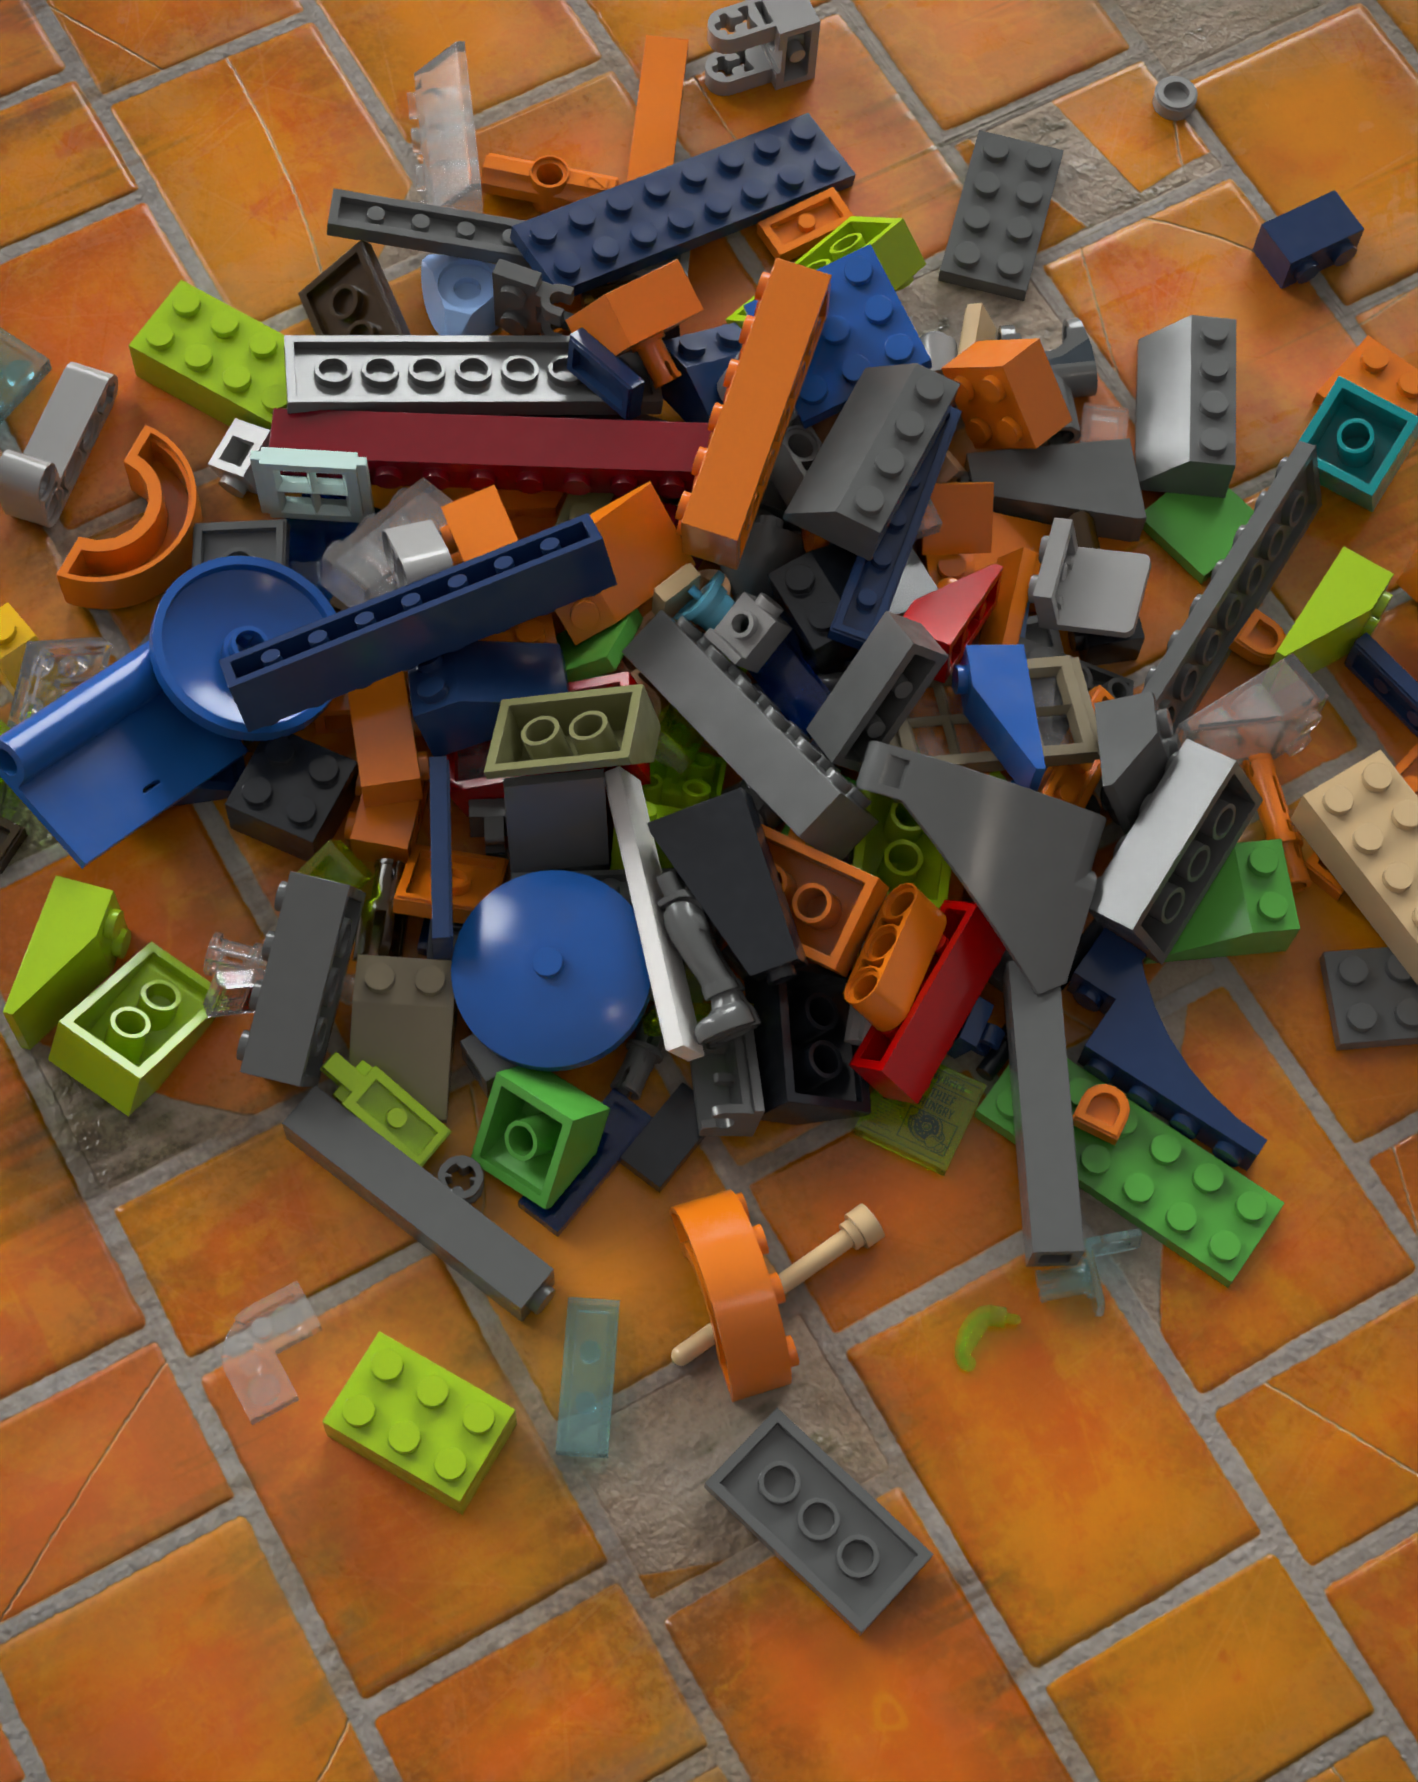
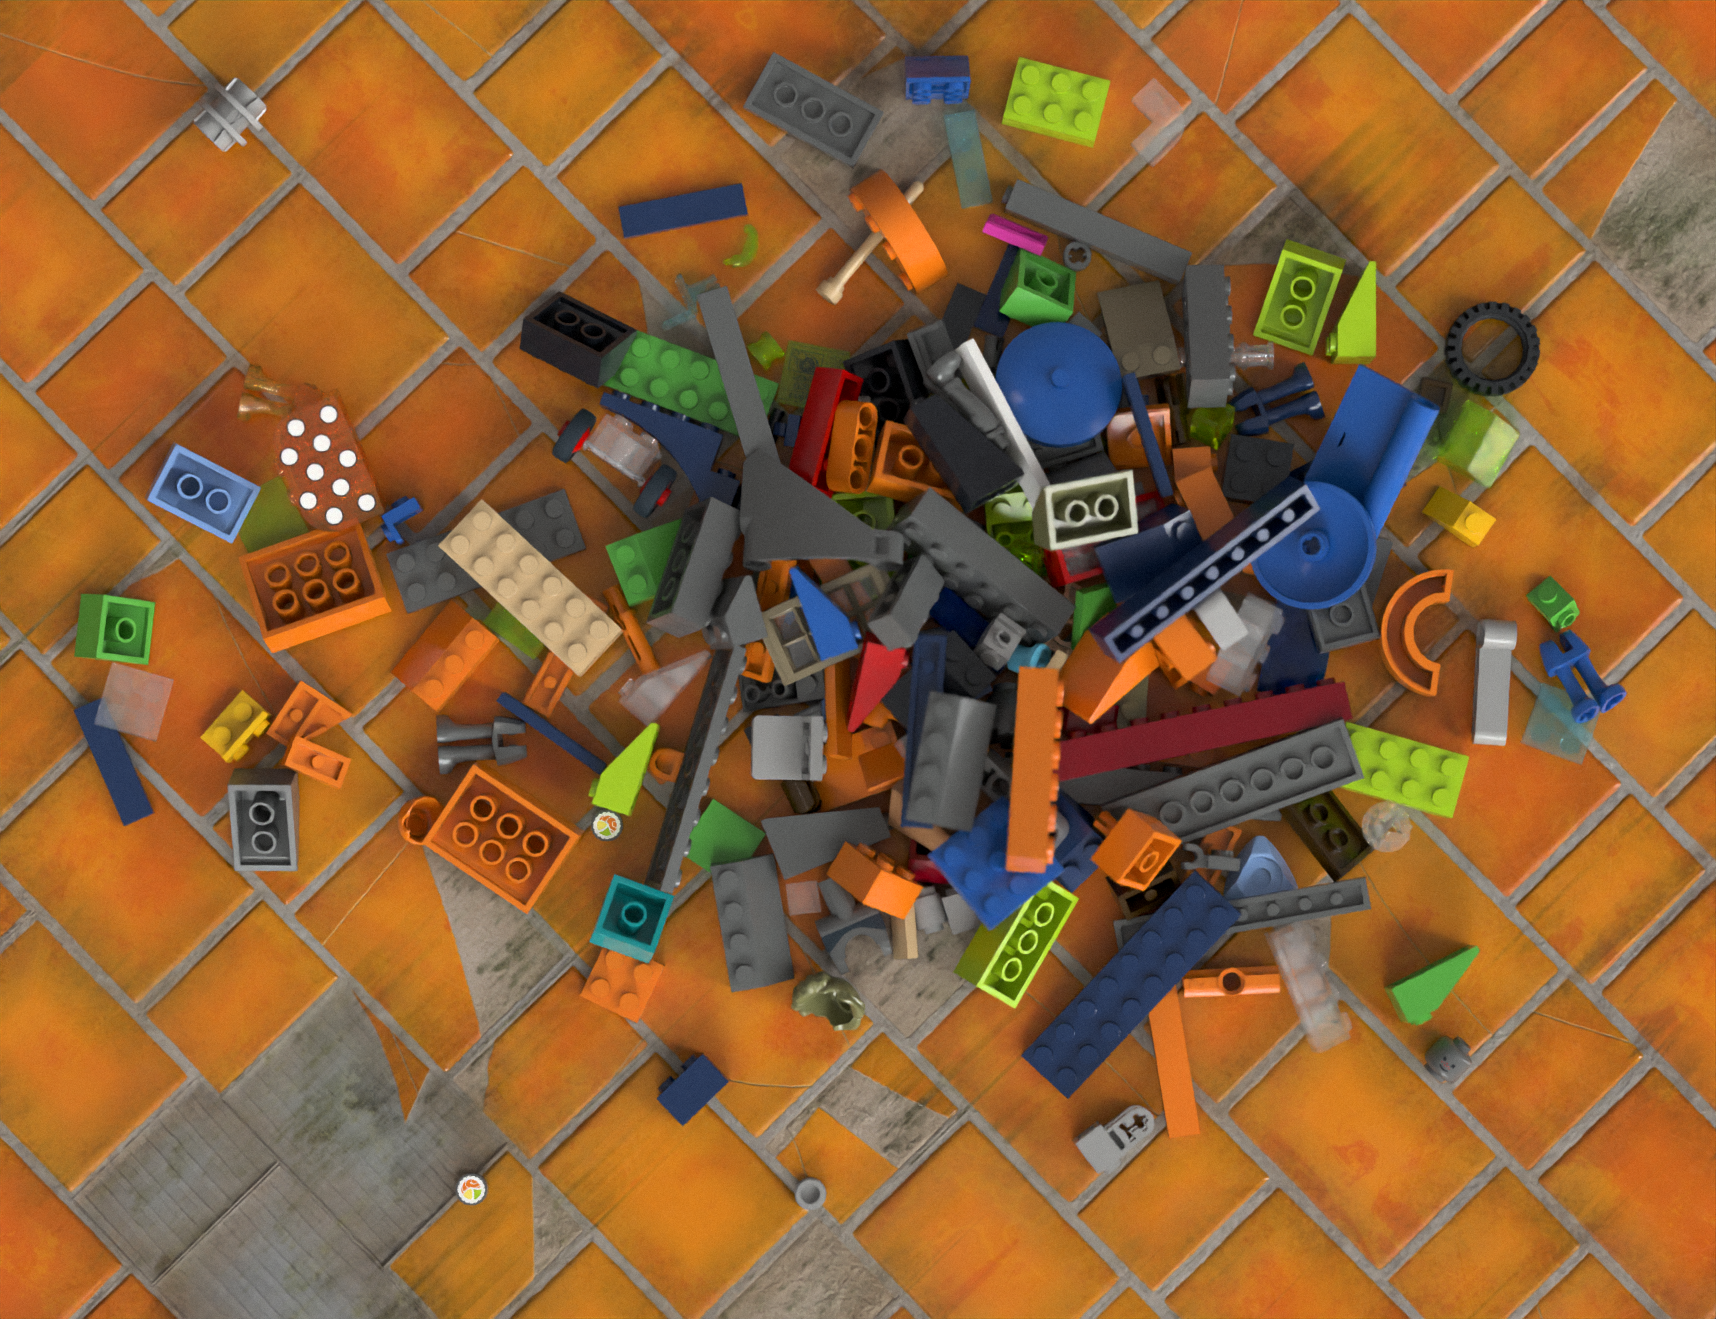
camera: 170 degrees right, 20 degrees up
(54, 668) = (1435, 503): clear plate -> none
(184, 899) = (1297, 382): none -> dark blue piece
(231, 992) = (1249, 330): clear tile -> none
(232, 457) = (1374, 703): light grey brick -> none
(272, 485) = (1309, 674): light aqua piece -> none
(280, 107) = (1429, 986): none -> bright green slope
(288, 297) = (1374, 830): none -> clear gear
(294, 32) = (1448, 1059): none -> dark grey head
(386, 1108) = (1134, 281): lime hinge -> none
(548, 1233) = (1015, 234): none -> dark pink tile
(603, 1503) = (937, 79): none -> blue slope
(605, 374) = (1143, 804): dark blue tile -> none
(803, 224) = (1045, 1001): orange plate -> none
(986, 1162) = (765, 350): none -> clear neon green wheel
(1001, 215) = (911, 1054): dark grey plate -> none
(1067, 1417) = (683, 211): none -> dark blue tile
(1091, 296) = (829, 998): none -> olive hair
(1102, 1112) = (702, 397): orange tile -> none
(1247, 1058) = (623, 451): none -> brick
(1282, 1250) = (576, 339): none -> black slope

